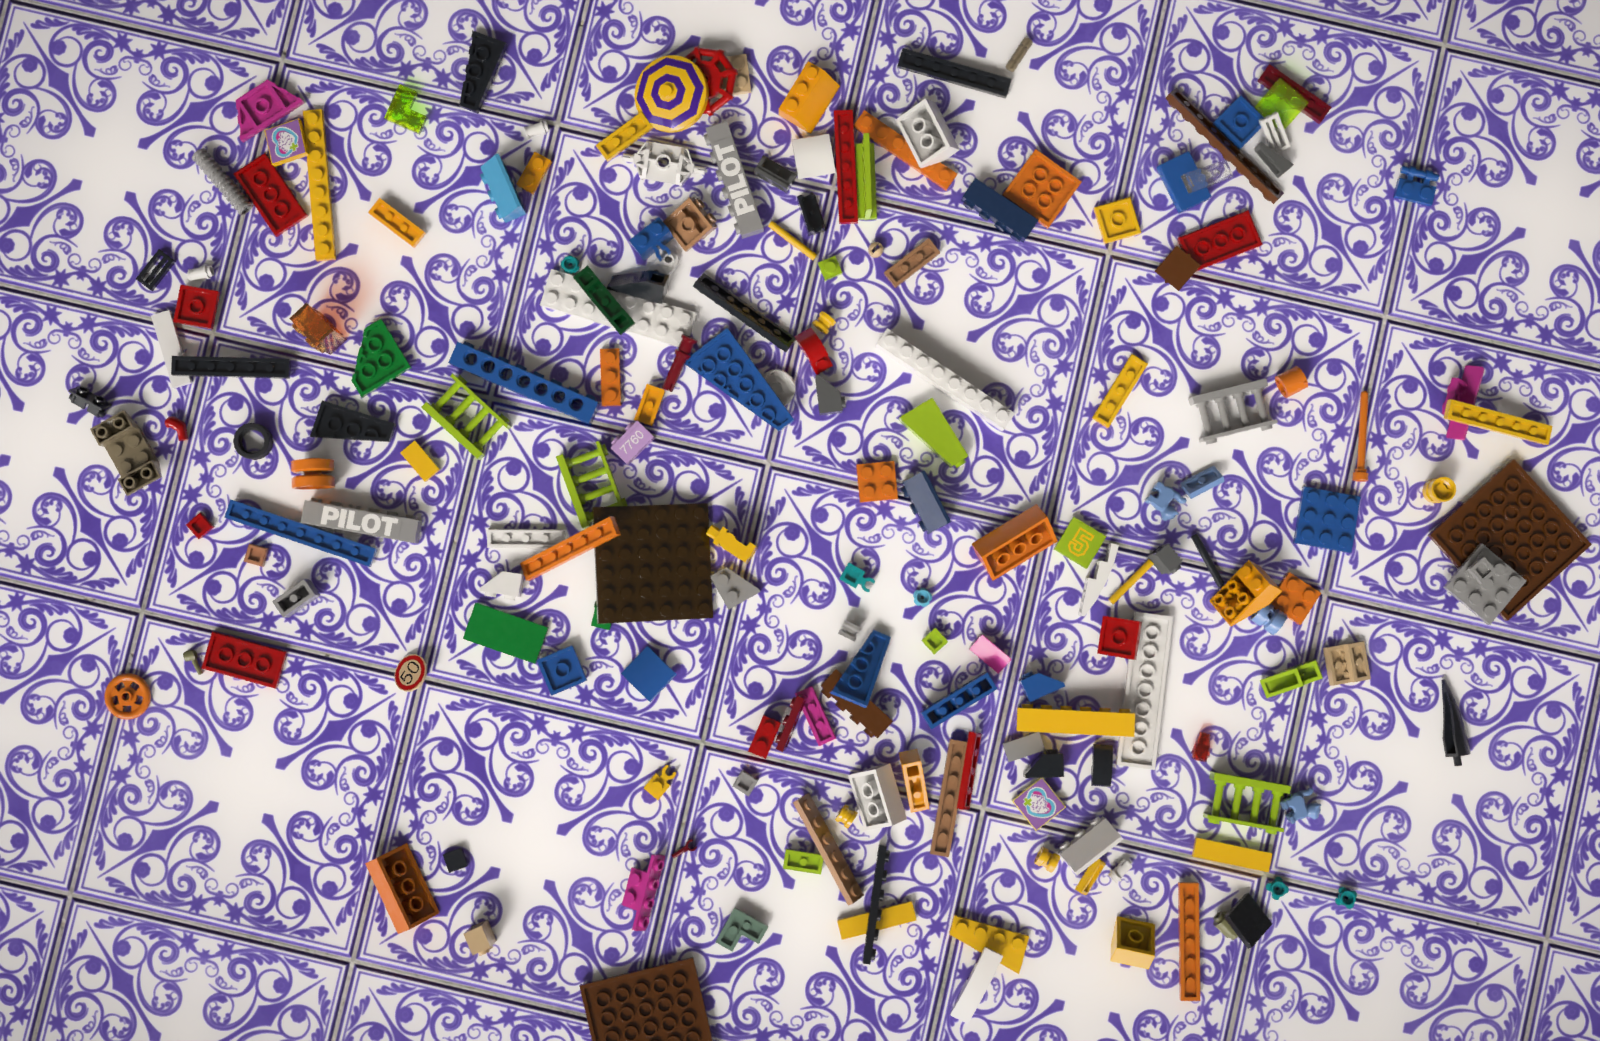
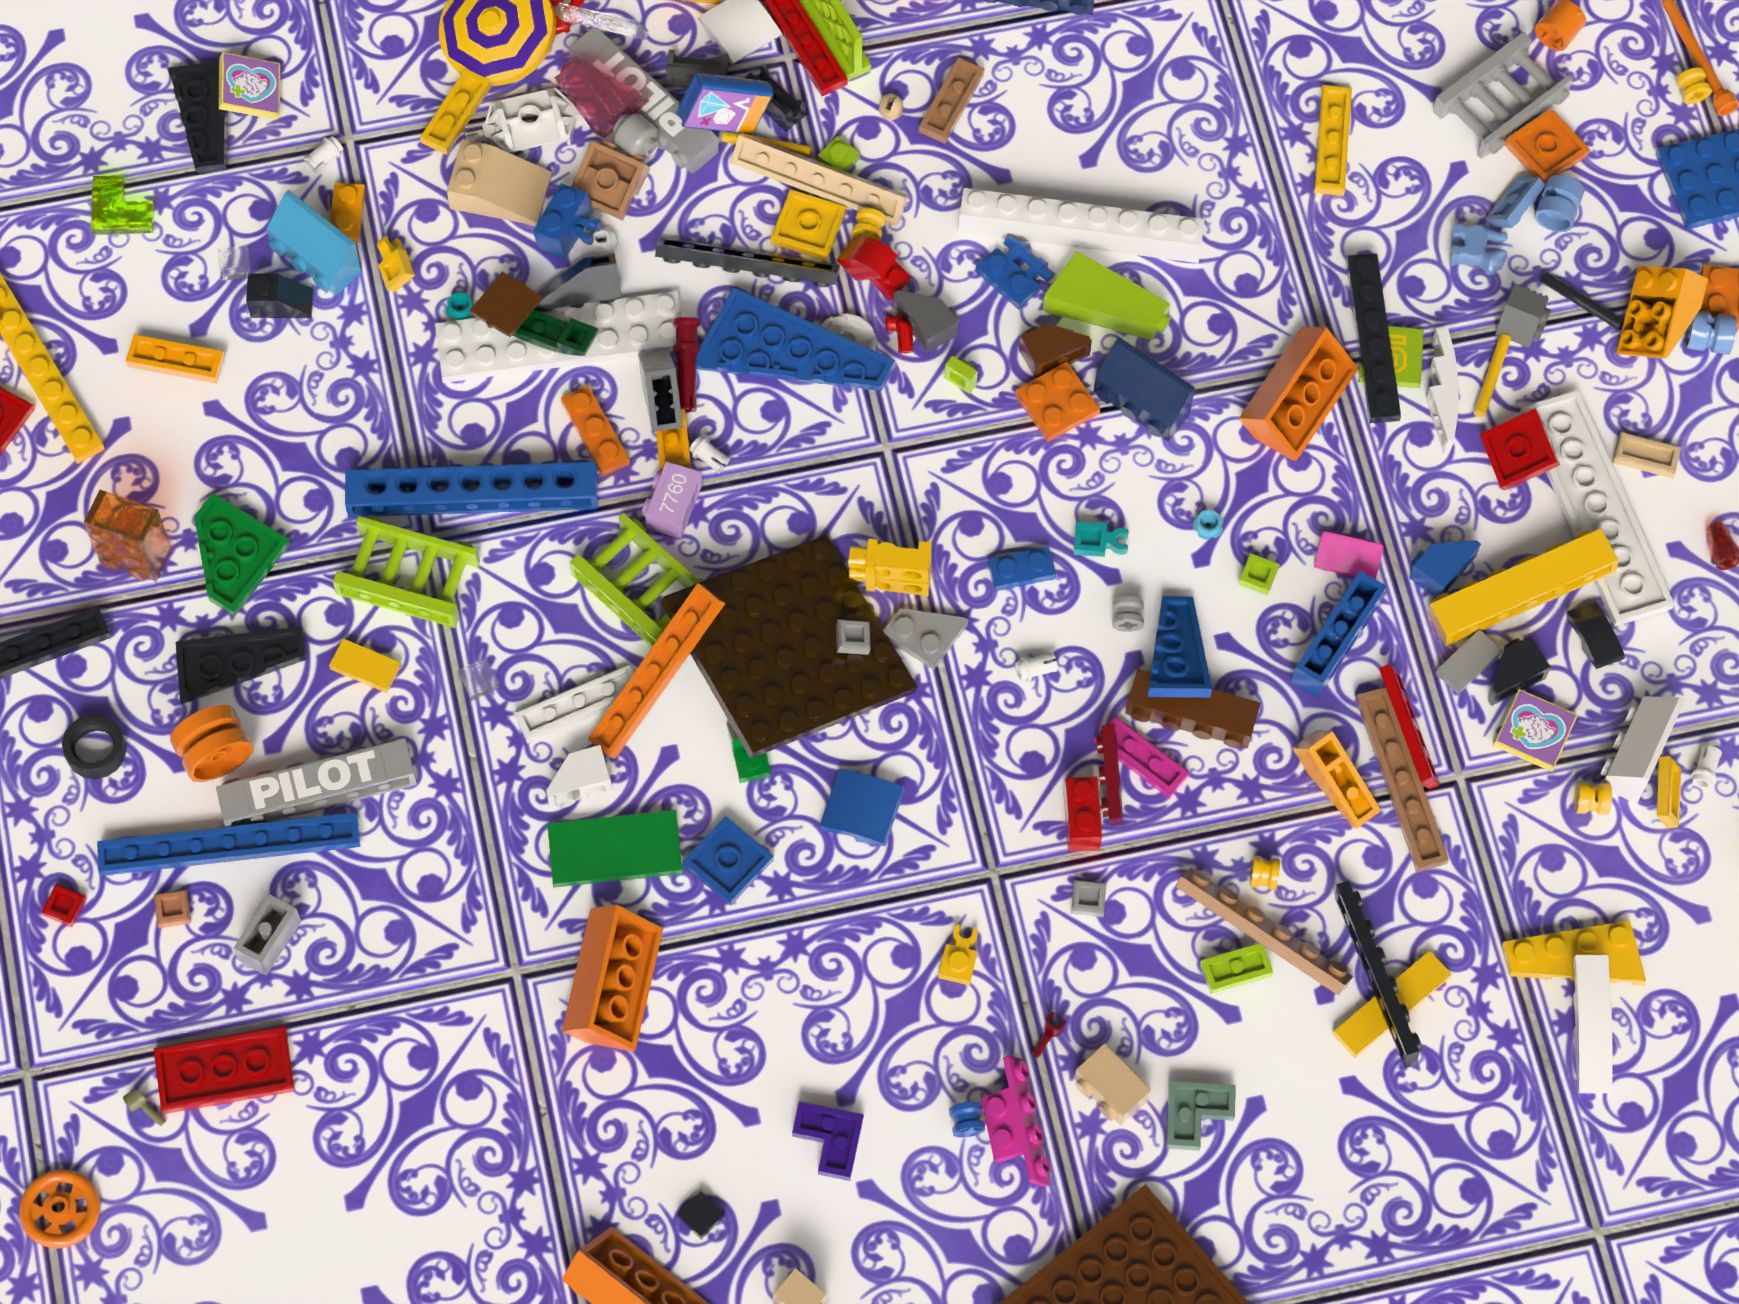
camera: 20 degrees left, 20 degrees down
(410, 673) = (497, 966): piece -> none
(457, 175) = (234, 262): none -> clear tile
(468, 709) = (612, 978): none -> orange slope
(470, 211) = (278, 297): none -> black slope
(478, 498) = (478, 679): none -> clear tile
(513, 65) = (249, 86): none -> tile
(544, 221) = (396, 266): none -> yellow plate
(547, 851) = (837, 1130): none -> dark purple plate
(591, 281) = (506, 304): none -> reddish brown piece
(617, 877) = (967, 1119): none -> blue wheel
(626, 196) = (497, 184): none -> tan slope
(654, 373) = (660, 390): none -> slope
(666, 423) = (708, 453): none -> white pin
(689, 576) = (853, 637): none -> light grey tile
(703, 895) = (1111, 1085): none -> tan brick
(706, 169) = (598, 96): none -> clear pink slope
(716, 205) = (635, 135): none -> light grey head
(732, 120) = (601, 21): none -> clear tile
(775, 210) = (724, 103): none -> piece
(783, 636) = (1035, 666): none -> white pin
(791, 304) = (808, 225): none -> yellow tile
(806, 573) = (1021, 568): none -> blue plate
(810, 278) = (817, 177): none -> tan plate
(811, 399) = (903, 330): none -> red arm
(831, 440) = (961, 374): none -> lime plate
(877, 797) = (1295, 825): white slope -> none
(888, 391) = (1008, 277): none -> blue plate
(888, 449) = (1051, 347): none -> reddish brown slope
(1074, 529) = (1373, 338): none -> black plate
(1191, 671) = (1647, 455): none -> tan tile
(1228, 494) = (1559, 203): none -> medium blue wheel
(1240, 455) = (1547, 146): none -> orange plate
(1348, 457) = (1693, 85): none -> yellow wheel

